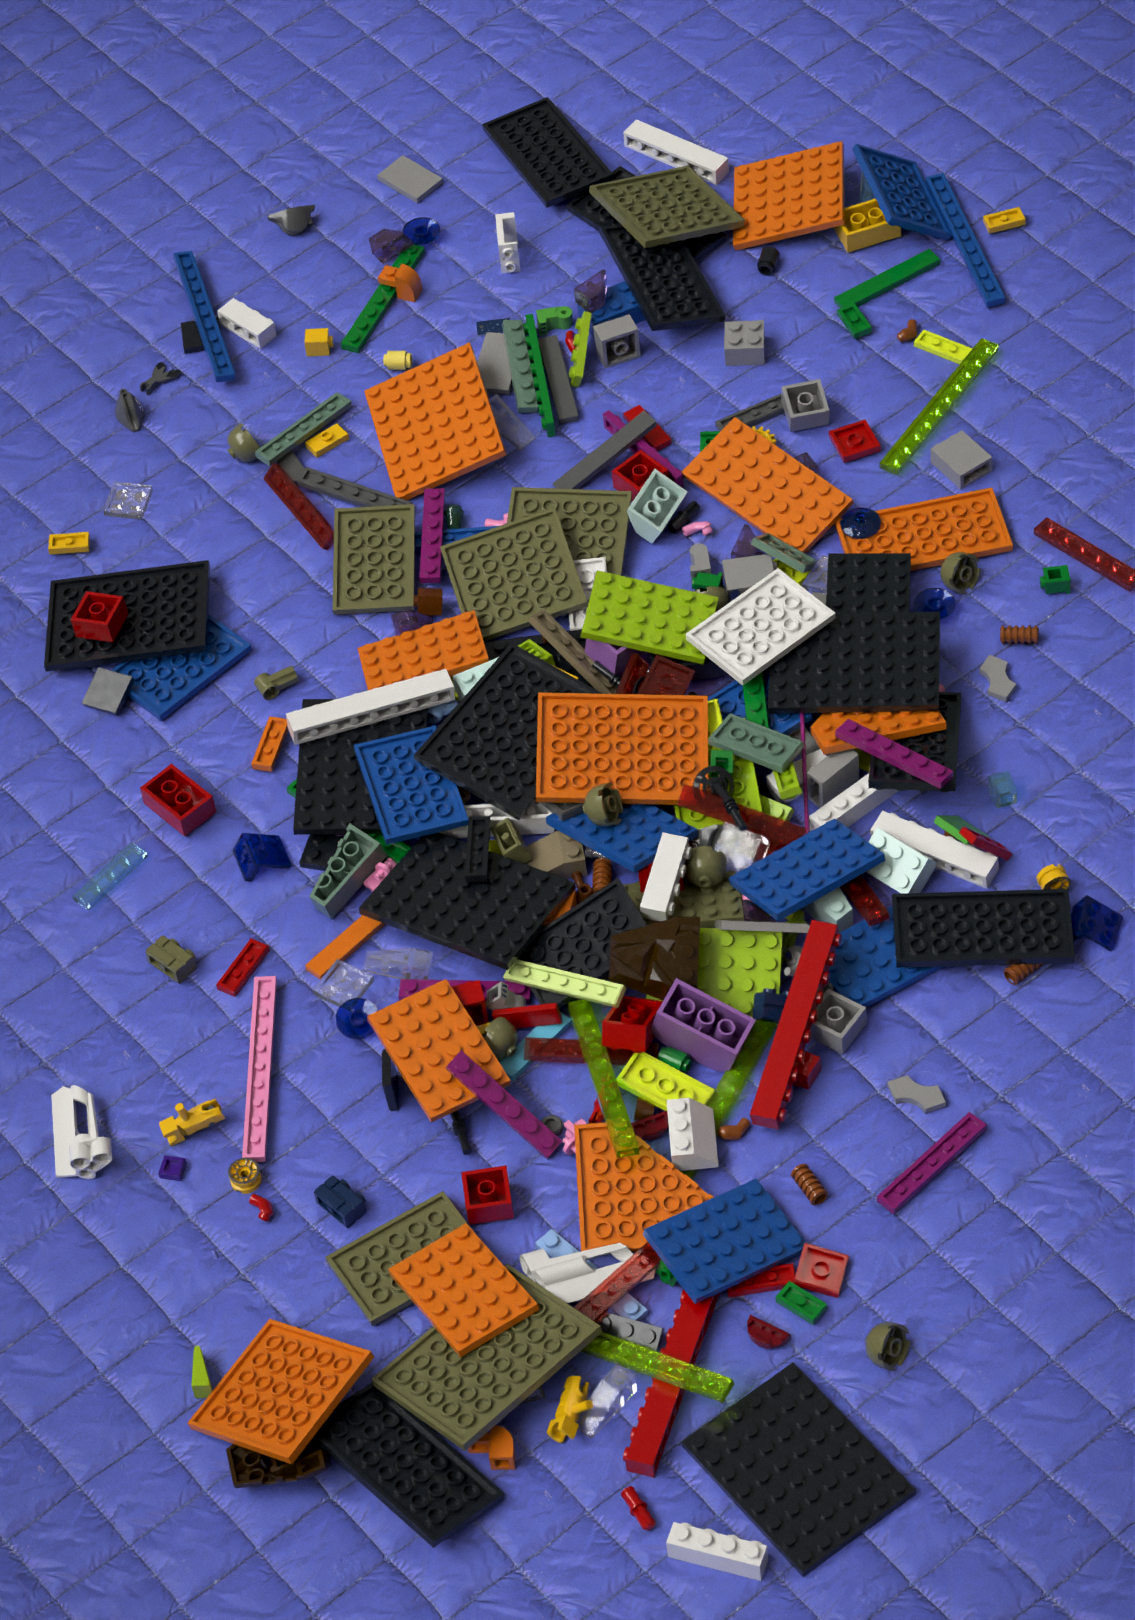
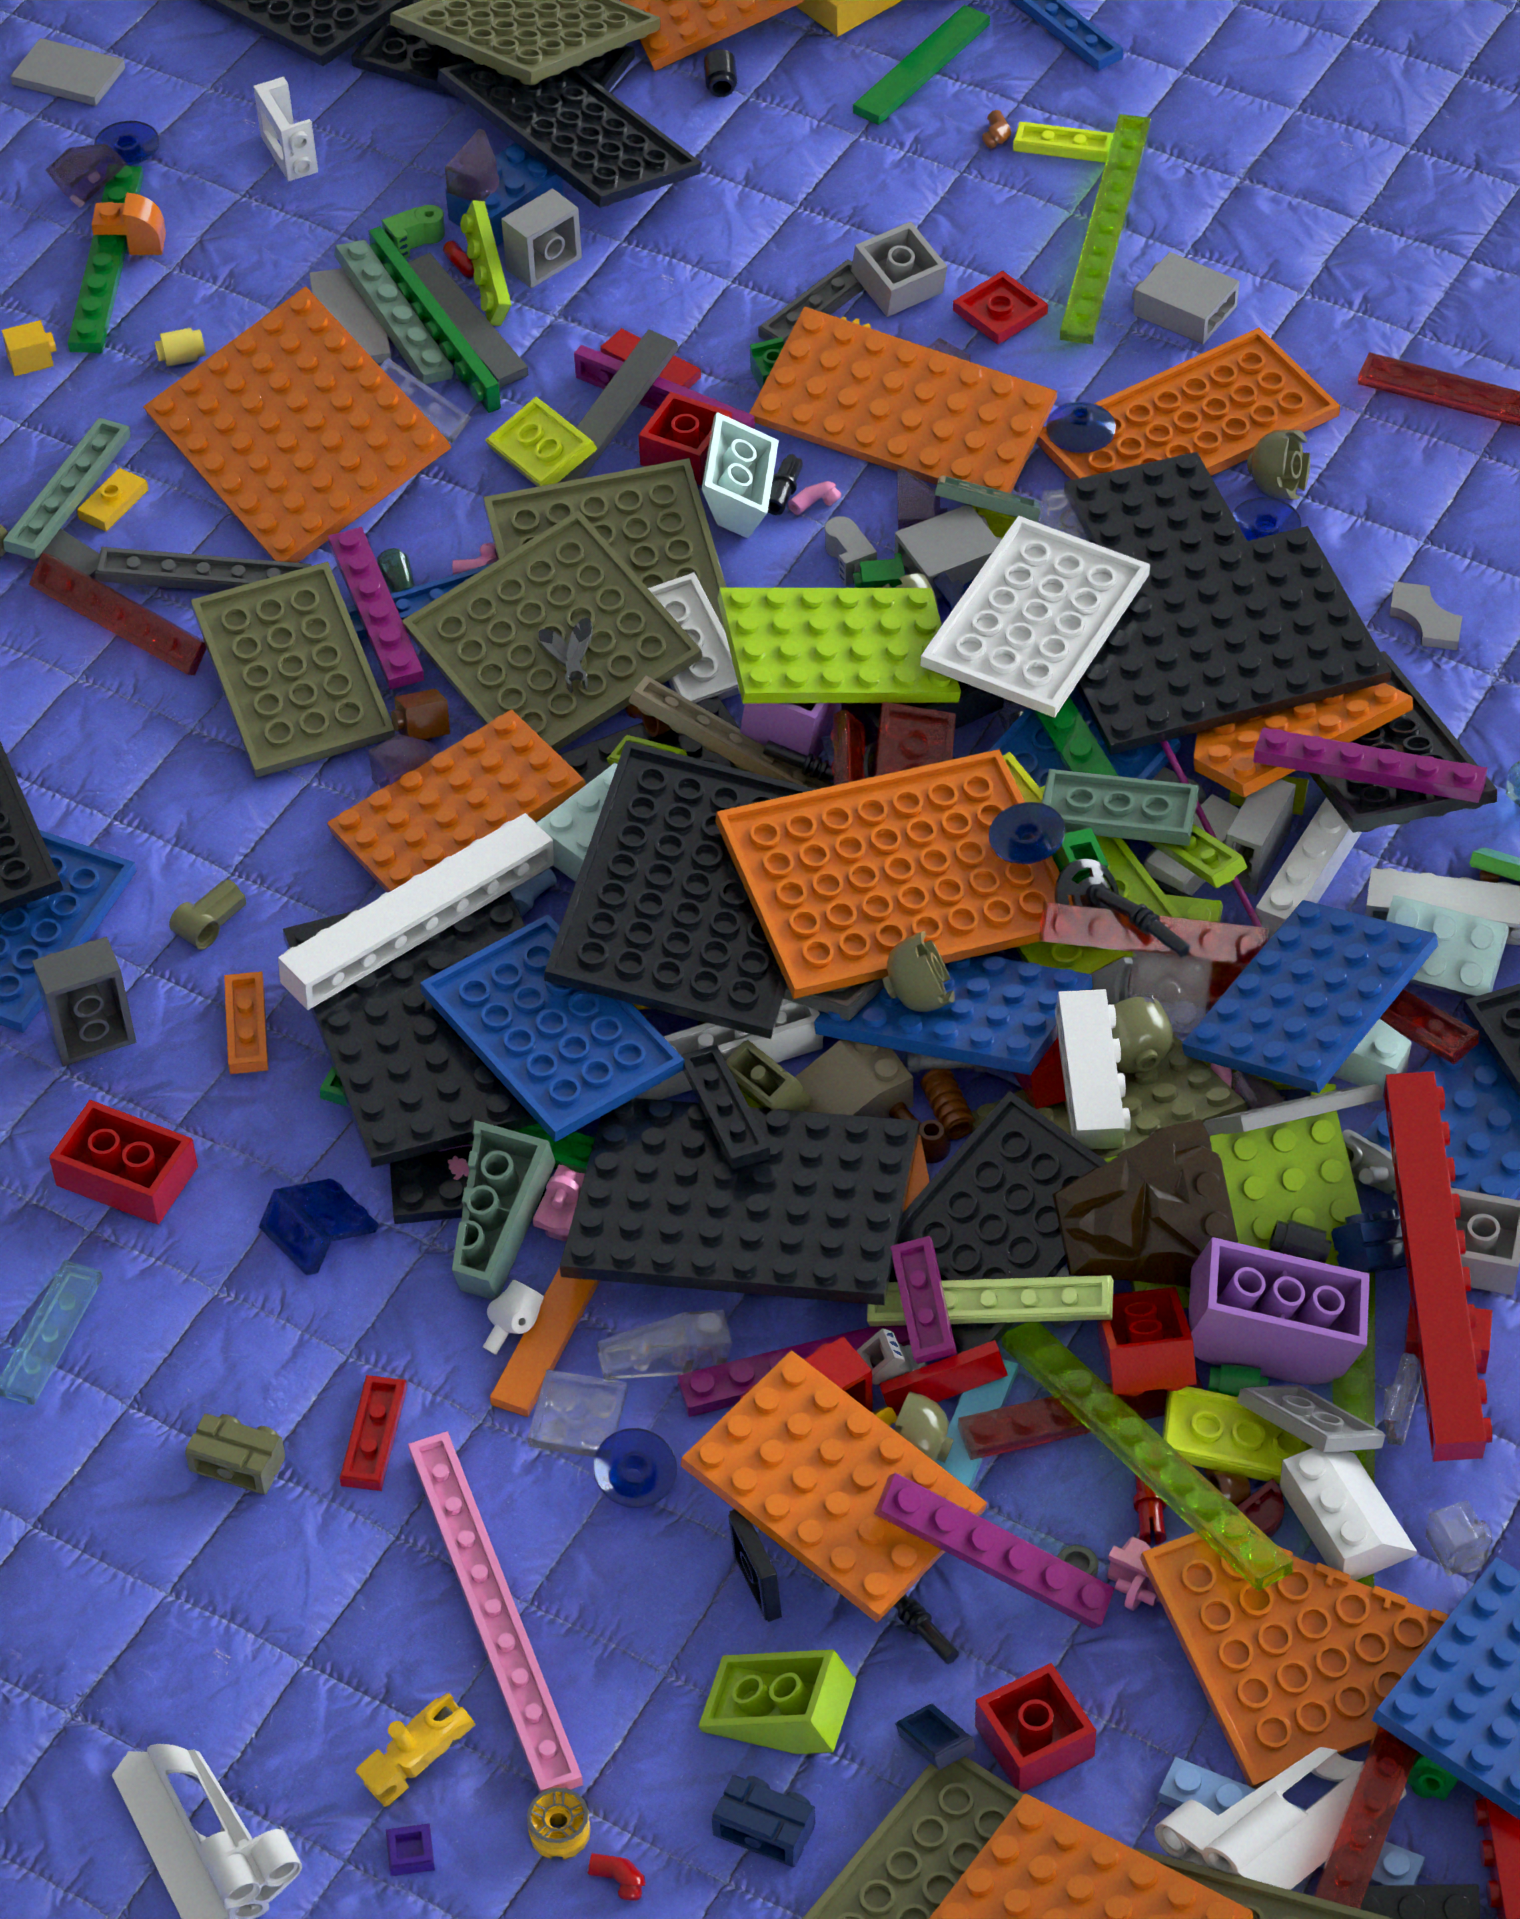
camera: 25 degrees left, 0 degrees up
(189, 712) = (84, 1001): none -> dark grey brick
(333, 927) = (513, 1313): none -> white piece
(375, 1148) = (780, 1700): none -> lime slope
(439, 1185) = (935, 1736): none -> dark blue tile
(493, 326) = (313, 262): dark blue sticker -> none
(517, 586) = (571, 653): none -> dark grey piece
(529, 973) = (923, 1300): none -> magenta plate
(562, 463) = (541, 444): none -> neon yellow tile
(695, 744) = (1027, 833): none -> clear blue dish
(696, 1084) = (1311, 1418): none -> light grey tile
(734, 1132) = (1403, 1484): dark orange arm -> none
(736, 996) = (1300, 1241): none -> black brick
(744, 343) = (748, 199): light grey brick -> none
(745, 1164) = (1458, 1538): none -> clear brick
(747, 1094) = (1401, 1399): none -> clear plate
(854, 321) = (904, 131): green plate -> none
(1019, 634) = (1425, 539): dark orange piece -> none
(1055, 579) = (1437, 442): green brick -> none

